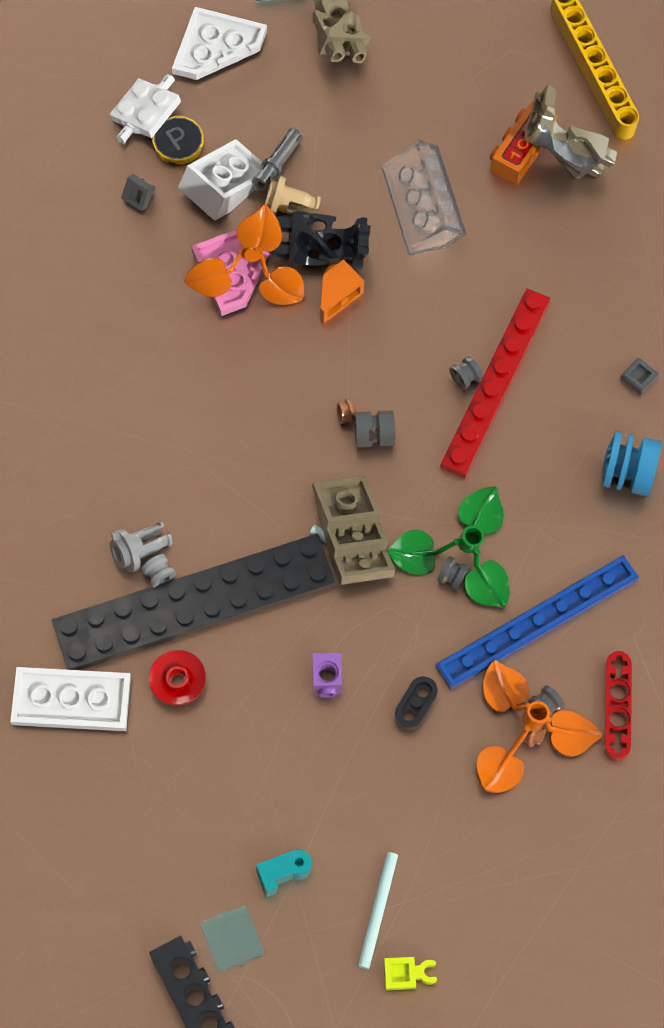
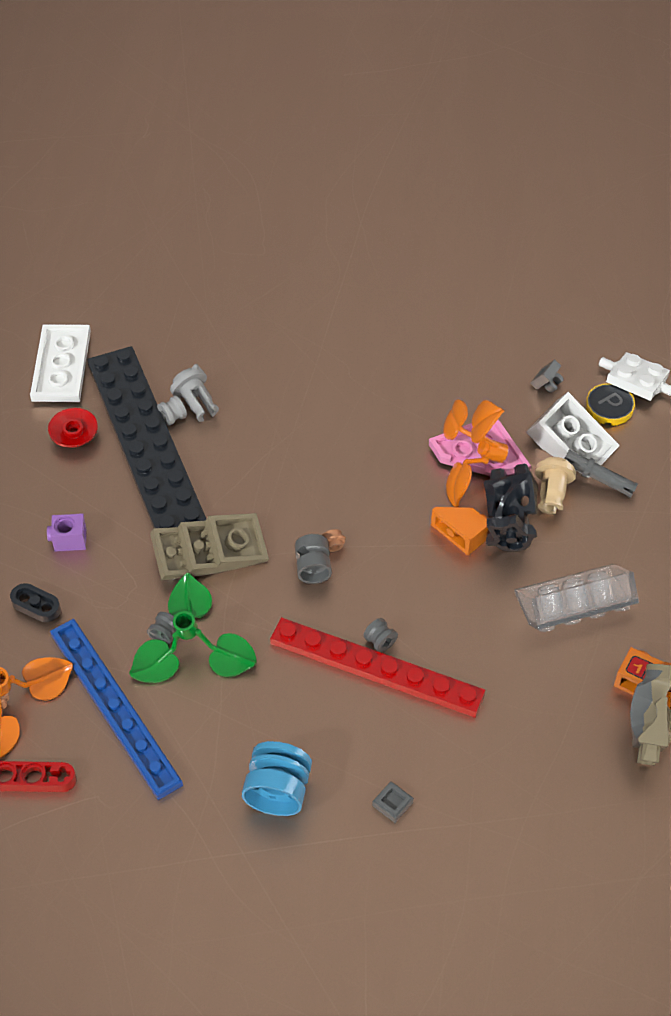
camera: 90 degrees right, 15 degrees down
(550, 698) = (24, 708): dark grey wheel -> none

